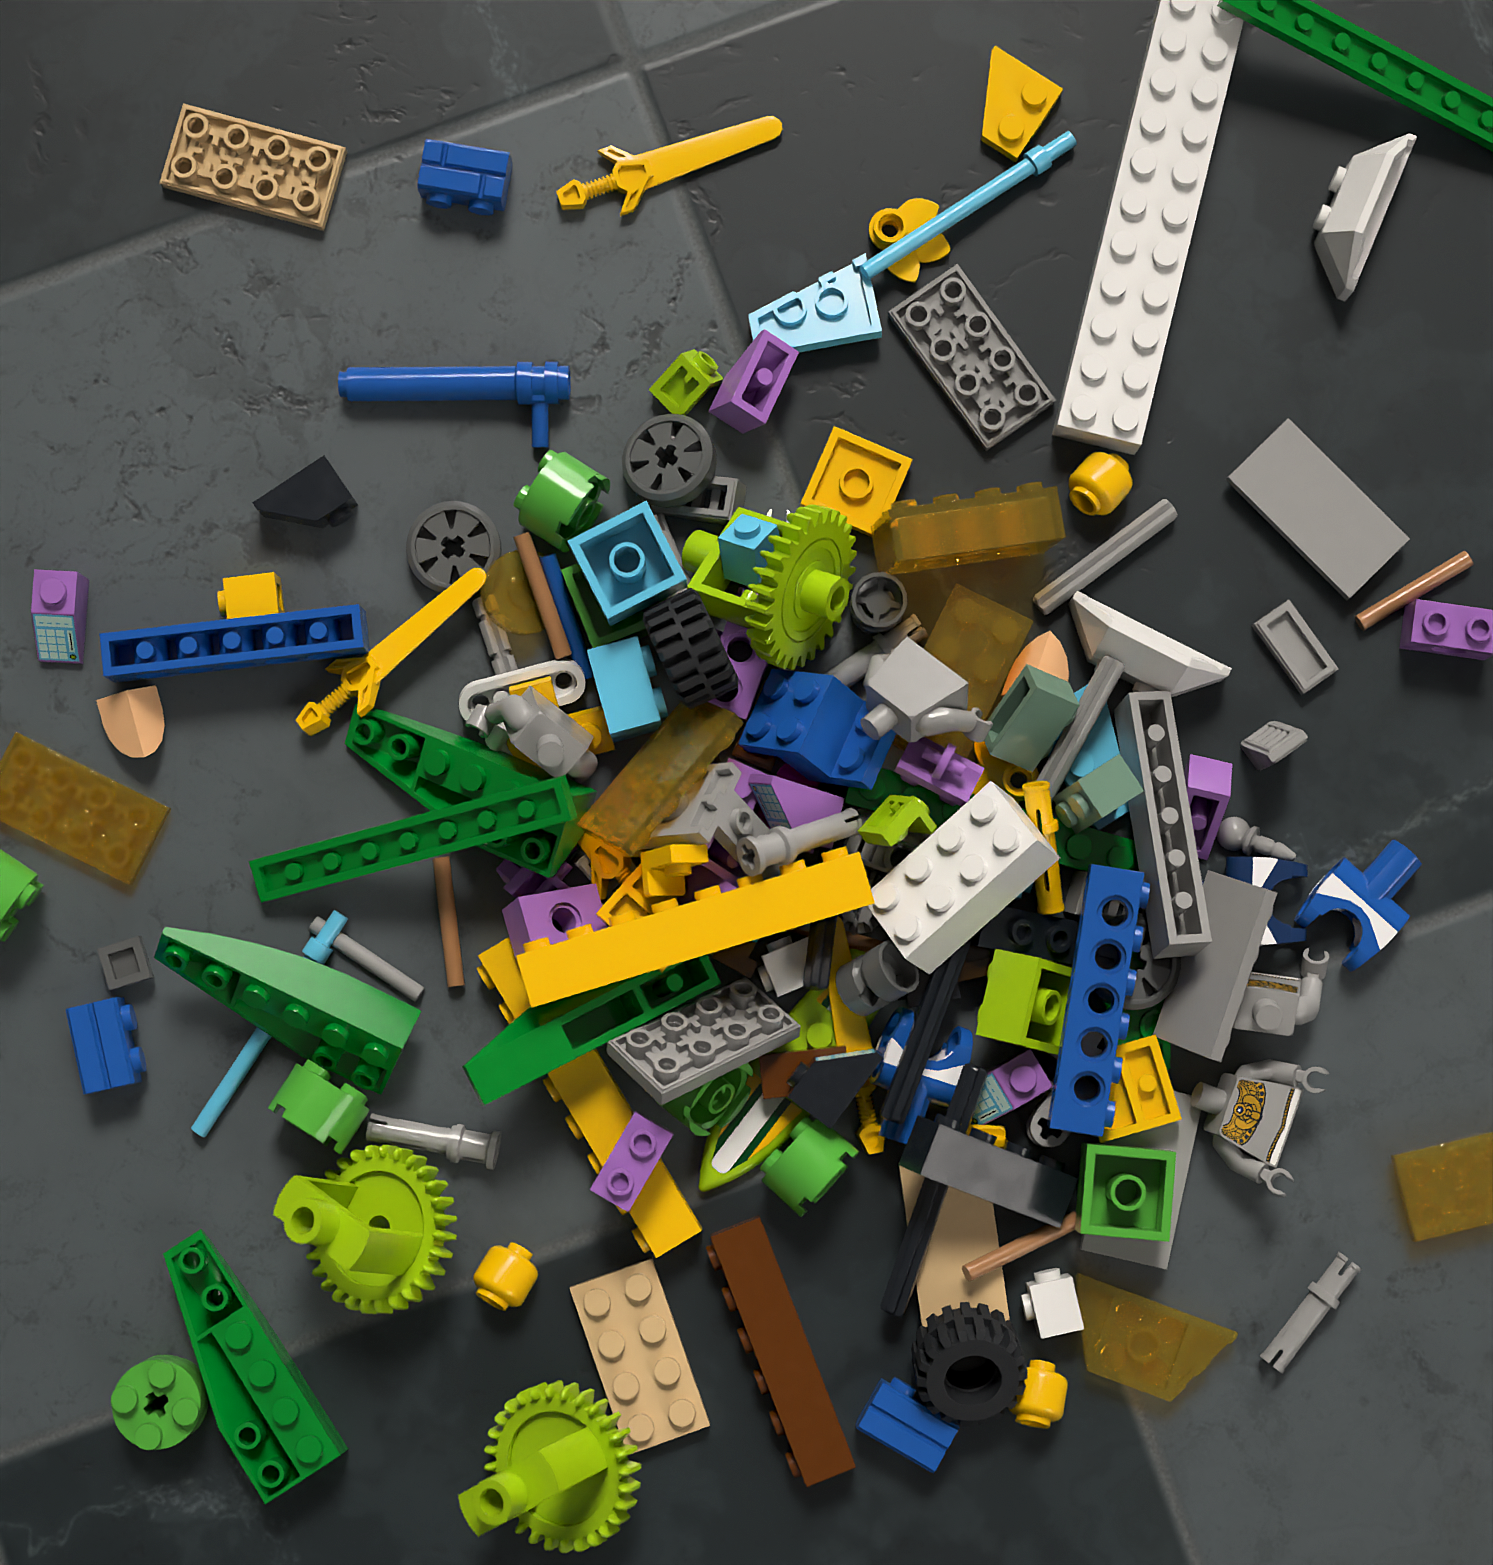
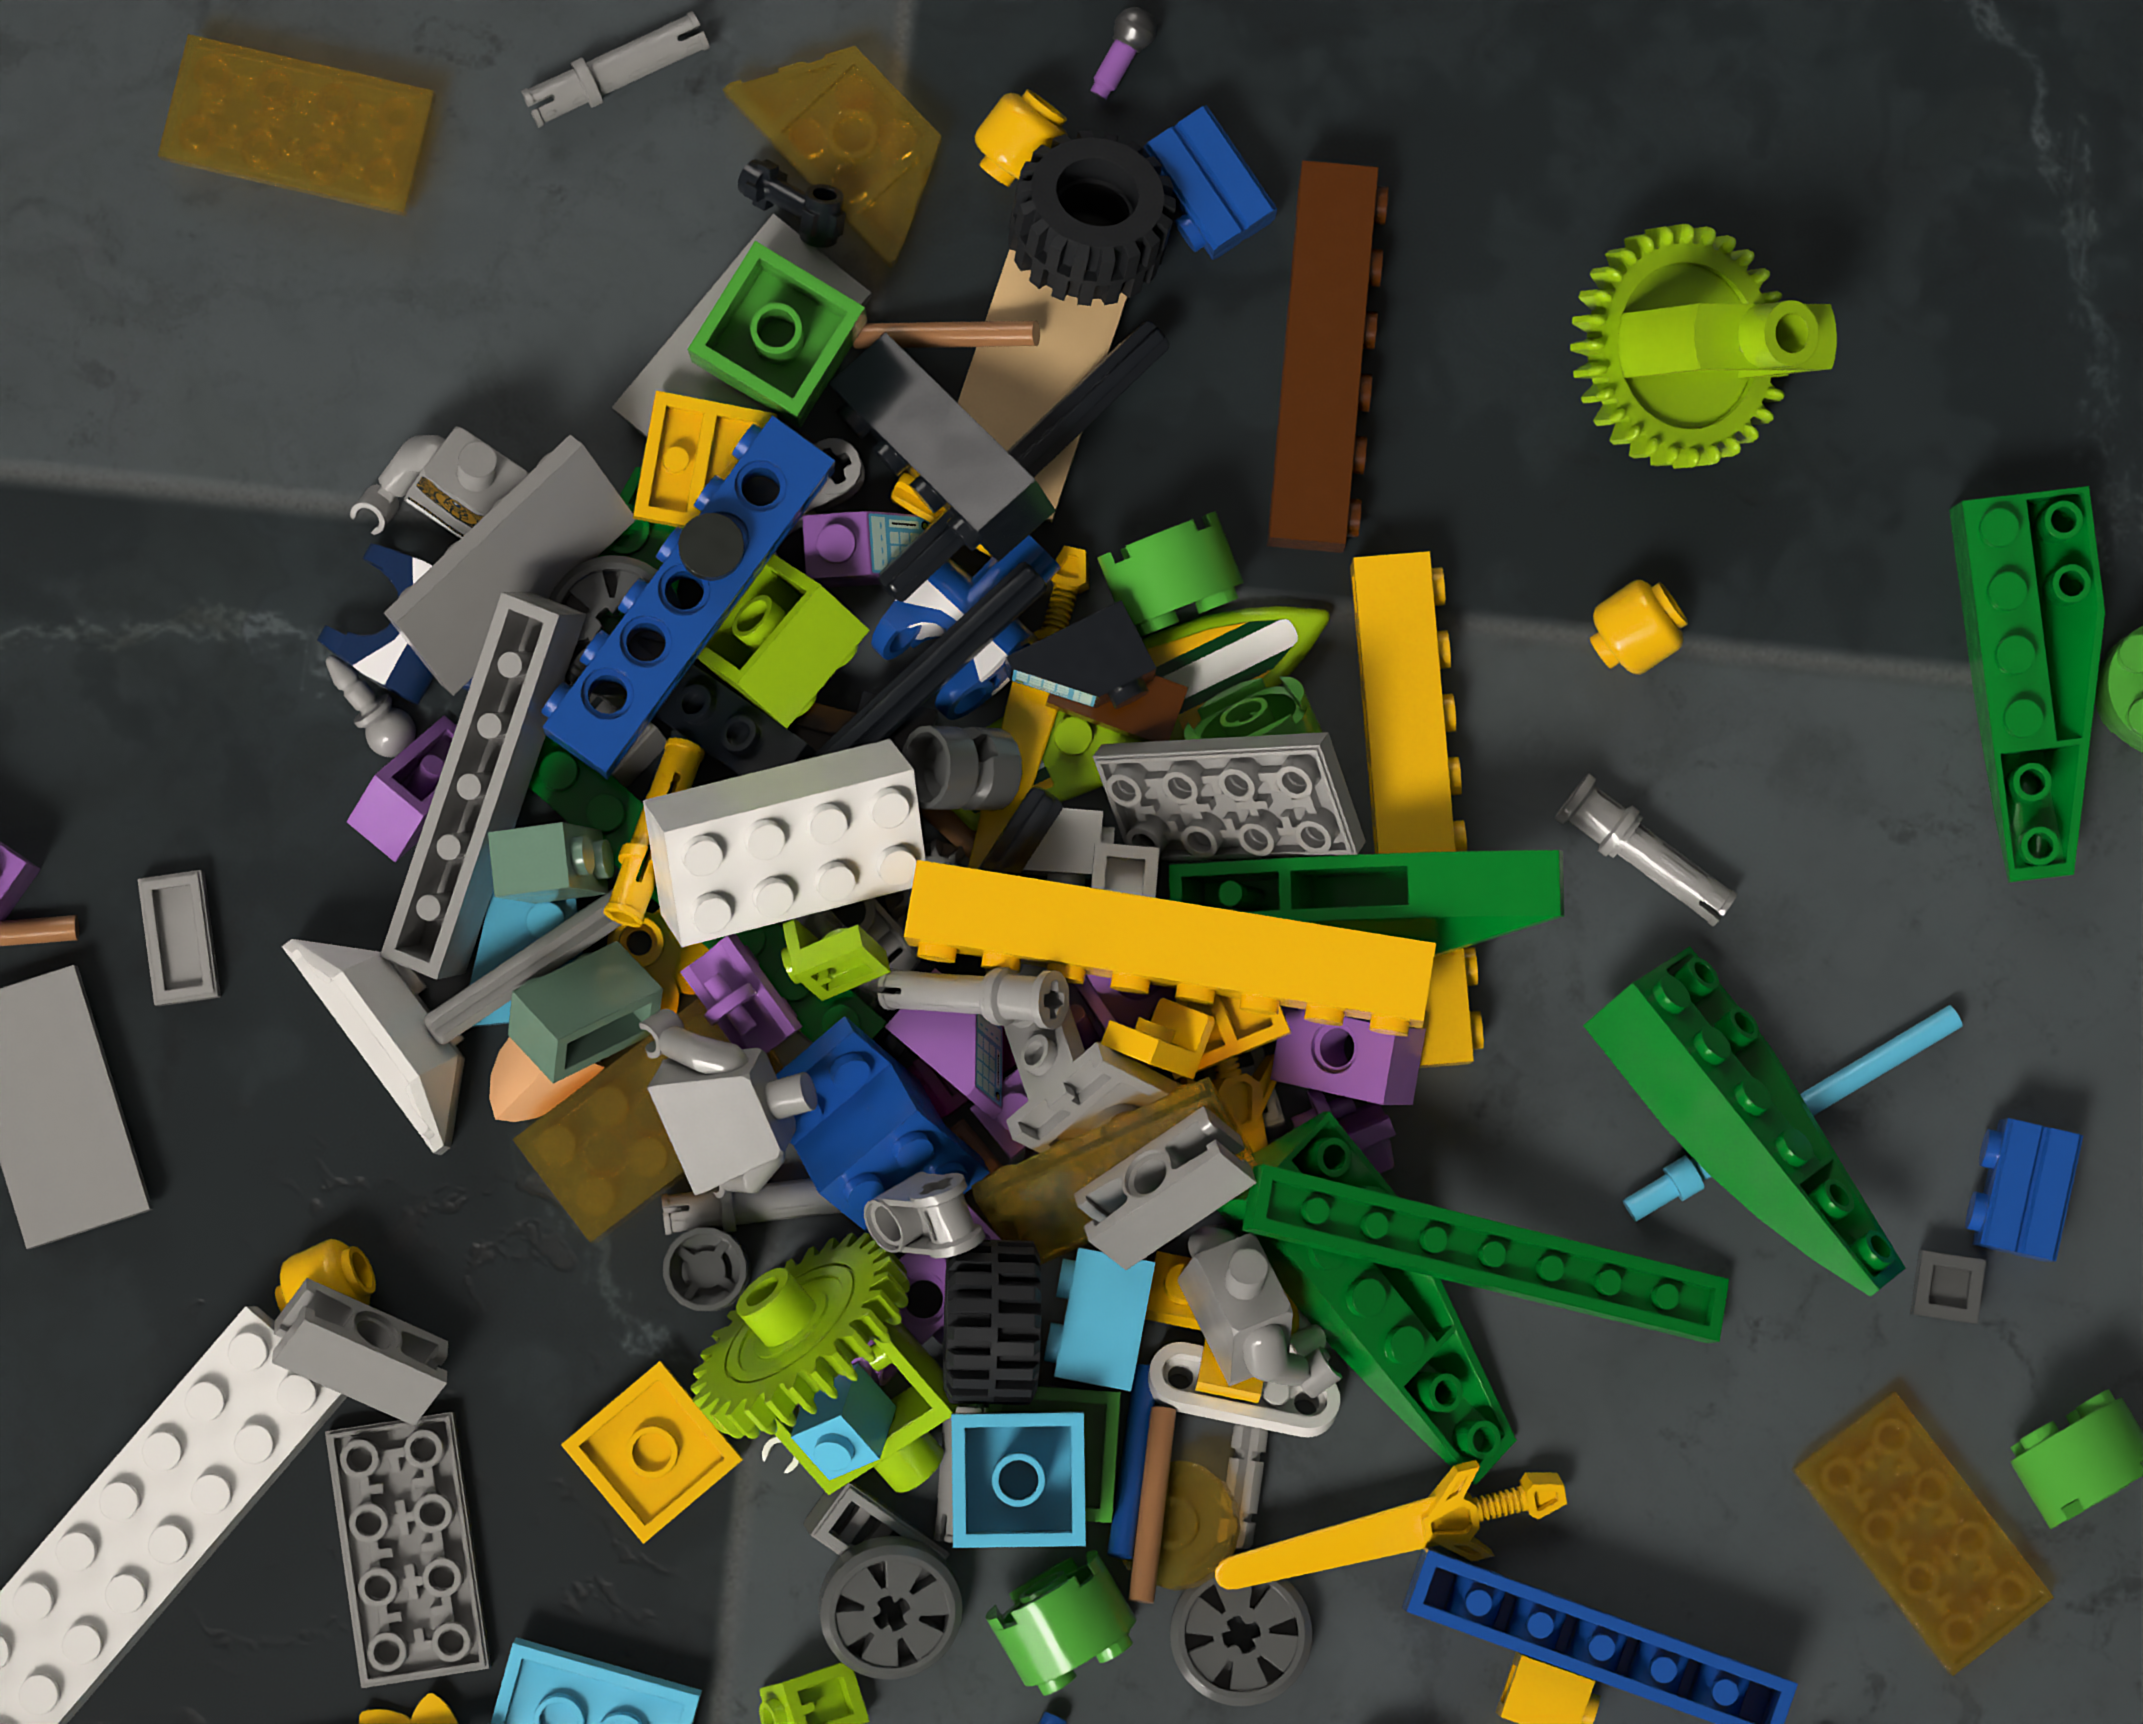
camera: 155 degrees left, 0 degrees up
(133, 720) = (1786, 1610): light nougat brick -> none
(319, 1106) = (1777, 964): bright green brick -> none
(371, 962) = (1619, 1127): light grey bar -> none
(373, 1227) = (1809, 792): lime piece -> none
(448, 921) = (1492, 1126): medium nougat bar -> none
(624, 778) = (1164, 1188): none -> light grey piece
(632, 1161) = (1400, 687): medium lavender brick -> none
(640, 1355) = (1511, 442): tan plate -> none
(744, 963) = (1125, 869): none -> white plate
(754, 383) = (722, 1655): medium lavender slope -> none
(761, 689) = (924, 1217): none -> light grey piece
(968, 529) = (534, 1302): clear yellow brick -> none
(1001, 1498) = (1132, 32): none -> piece
(1052, 1303) = (943, 243): white brick -> none
(1059, 451) = (360, 1352): none -> light grey piece
(1098, 1034) = (711, 546): none -> pearl dark grey tile
(1105, 556) = (369, 1185): light grey axle -> none
(1141, 1286) = (818, 207): none -> black bar
(1253, 1116) = (558, 351): light grey torso -> none
(1272, 743) = (279, 821): light grey slope -> none
(1364, 900) = (265, 558): blue connector -> none

